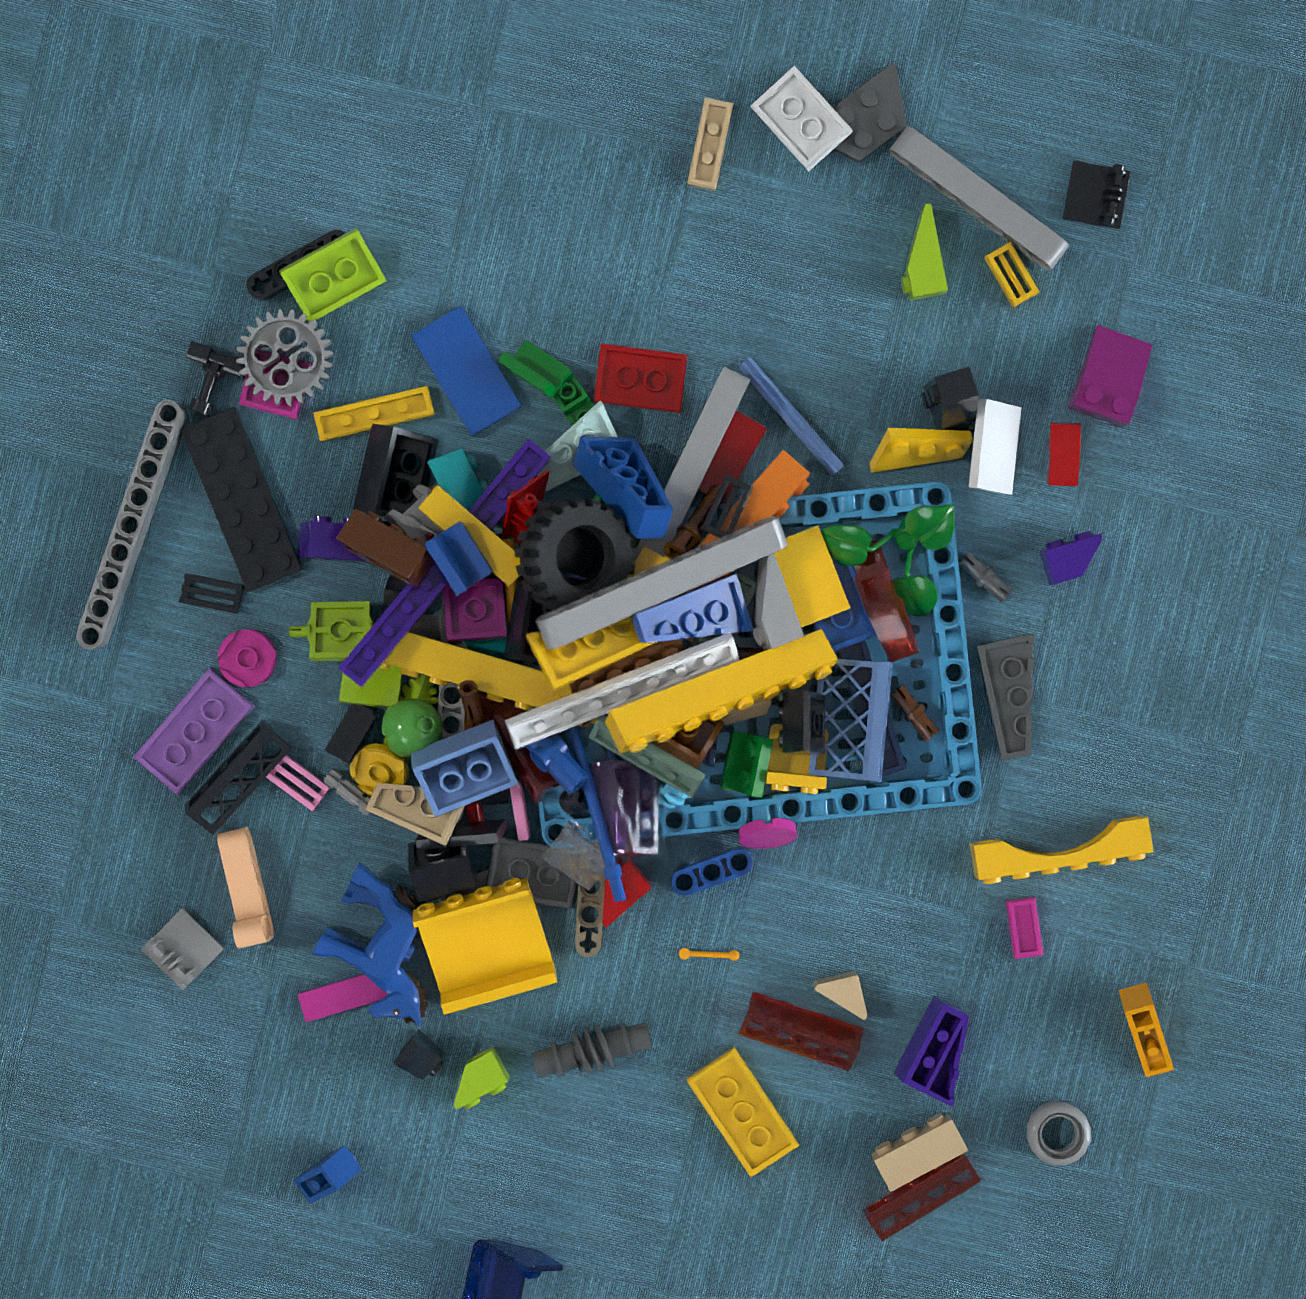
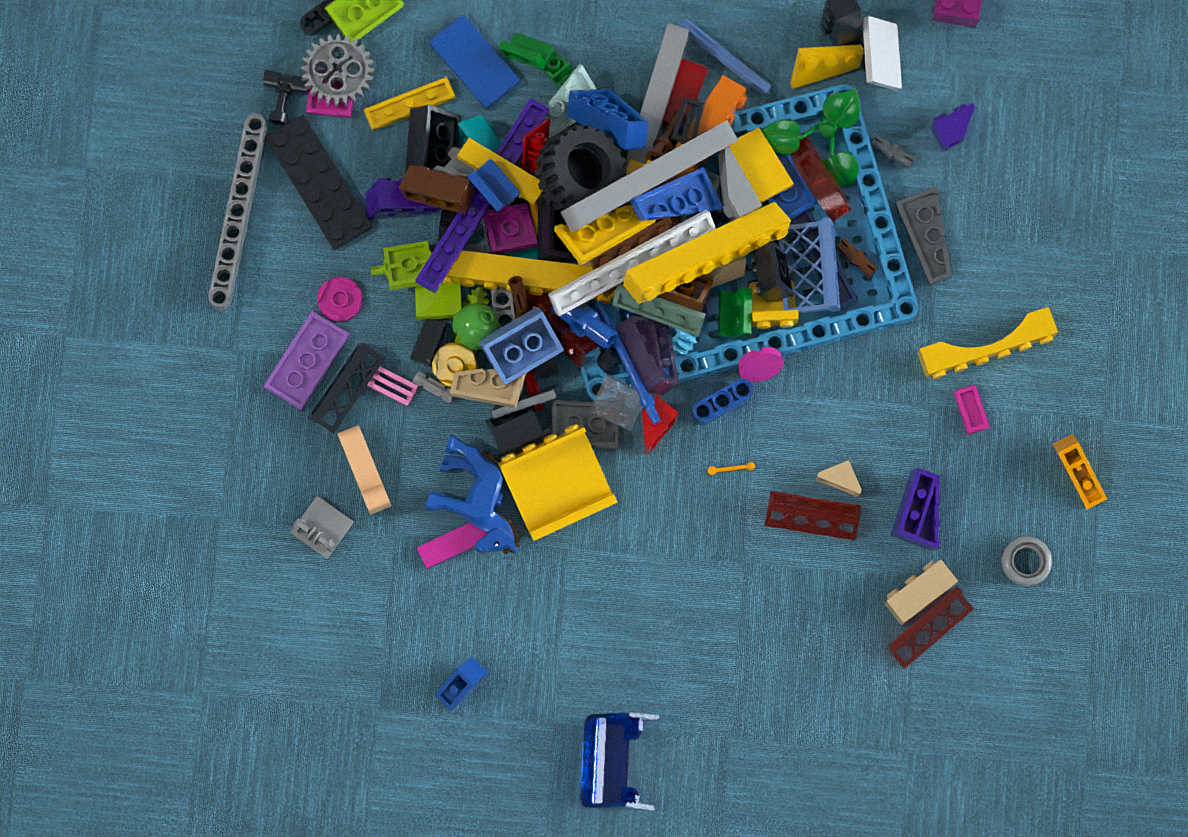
camera: 10 degrees left, 10 degrees down
(186, 588) = (305, 246): black tile -> none
(420, 1056) = (520, 577): black slope -> none
(480, 1076) = (570, 586): lime slope -> none
(520, 811) = (567, 378): bright pink tile -> none
(592, 1049) = (653, 551): dark grey piece -> none
(595, 900) = (629, 440): dark tan beam -> none
(640, 378) = (607, 47): red tile -> none
(742, 1112) = (778, 585): yellow tile -> none
(1064, 454) = (935, 52): red slope -> none

